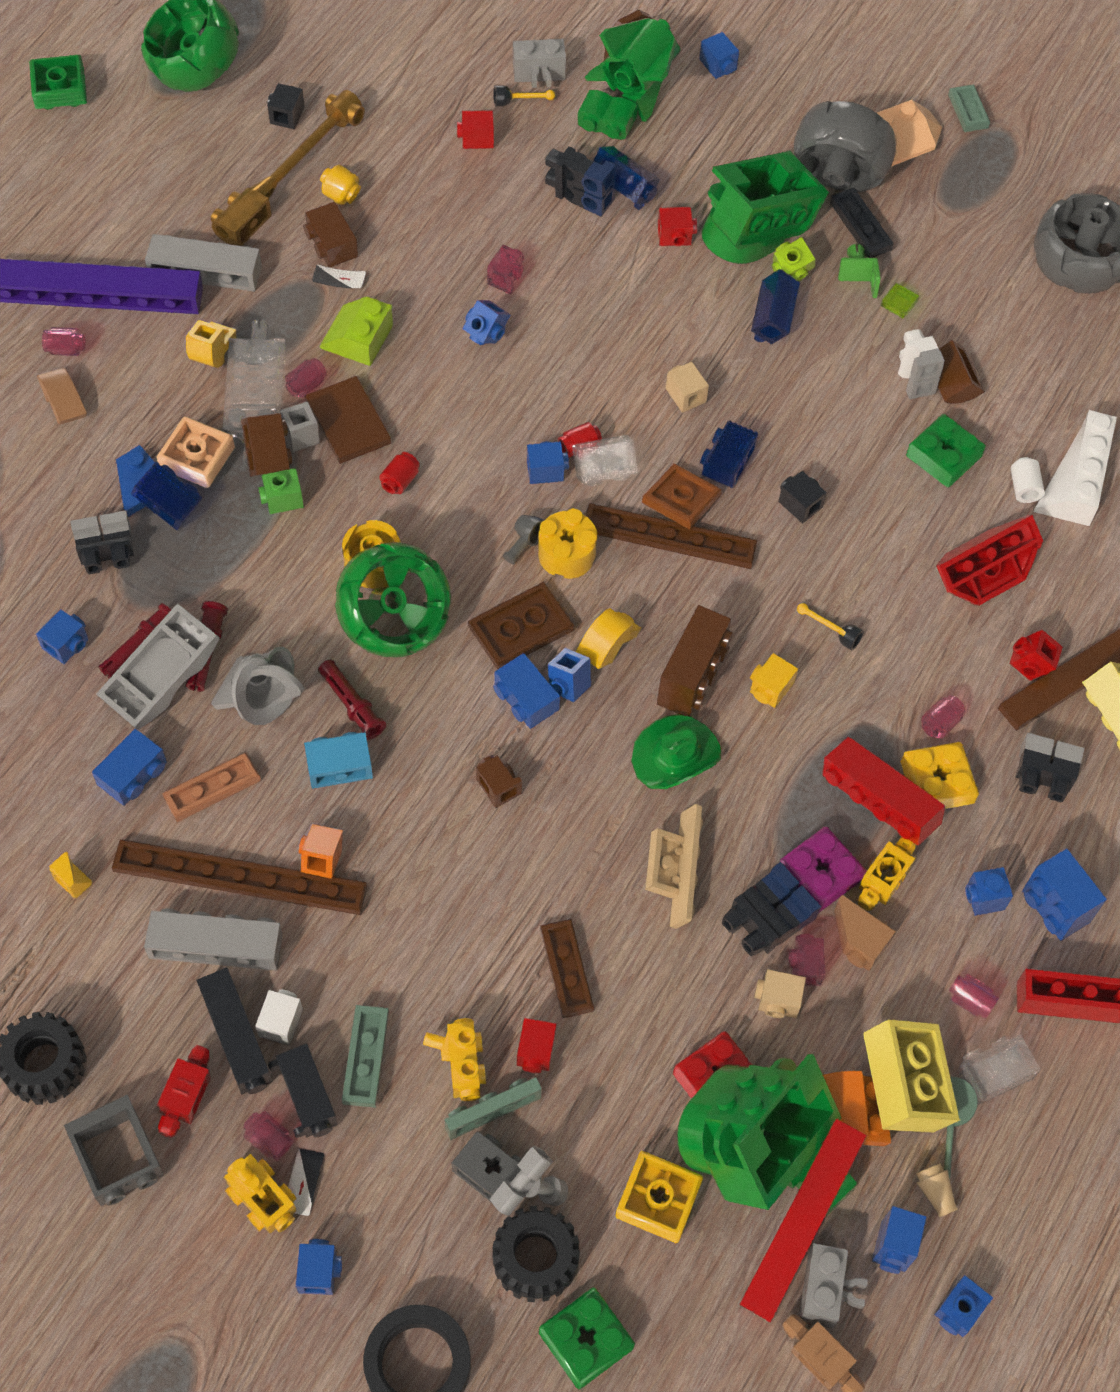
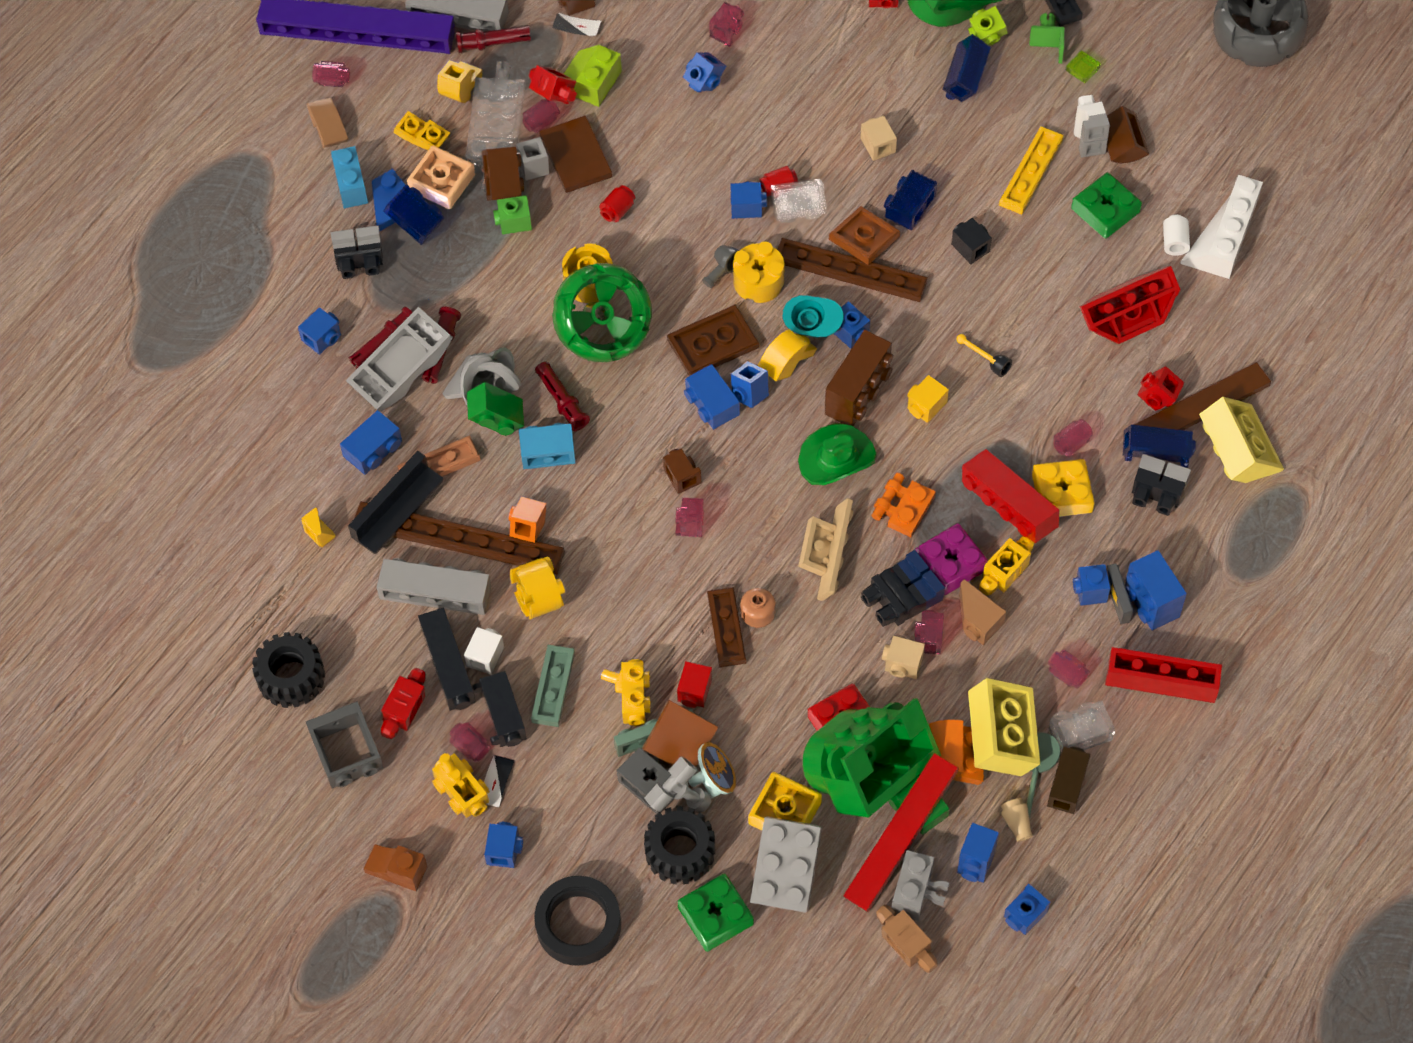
camera: 10 degrees right, 0 degrees up
(89, 456) = (349, 177): none -> dark azure brick
(161, 841) = (394, 503): none -> black panel
(169, 402) = (421, 133): none -> yellow slope
(186, 1305) = (397, 866): none -> dark orange arch
(233, 296) = (480, 39): none -> dark red pin
(274, 720) = (495, 409): none -> green brick
(317, 342) = (552, 84): none -> red piece
(339, 936) = (537, 588): none -> yellow brick
(513, 837) = (690, 517): none -> clear pink brick
(524, 1113) = (678, 734): none -> dark orange tile
(572, 1153) = (715, 771): none -> shield
(603, 943) = (758, 607): none -> nougat head
(635, 591) = (813, 316): none -> teal piece
(670, 1272) = (786, 864): none -> light grey brick
(676, 599) = (853, 325): none -> blue brick
(767, 811) = (911, 508): none -> orange plate
(857, 415) = (1031, 170): none -> yellow tile
(993, 1135) = (1068, 779): none -> dark brown brick
(1022, 903) = (1119, 594): none -> dark grey tile
(1042, 719) = (1158, 443): none -> clear blue brick

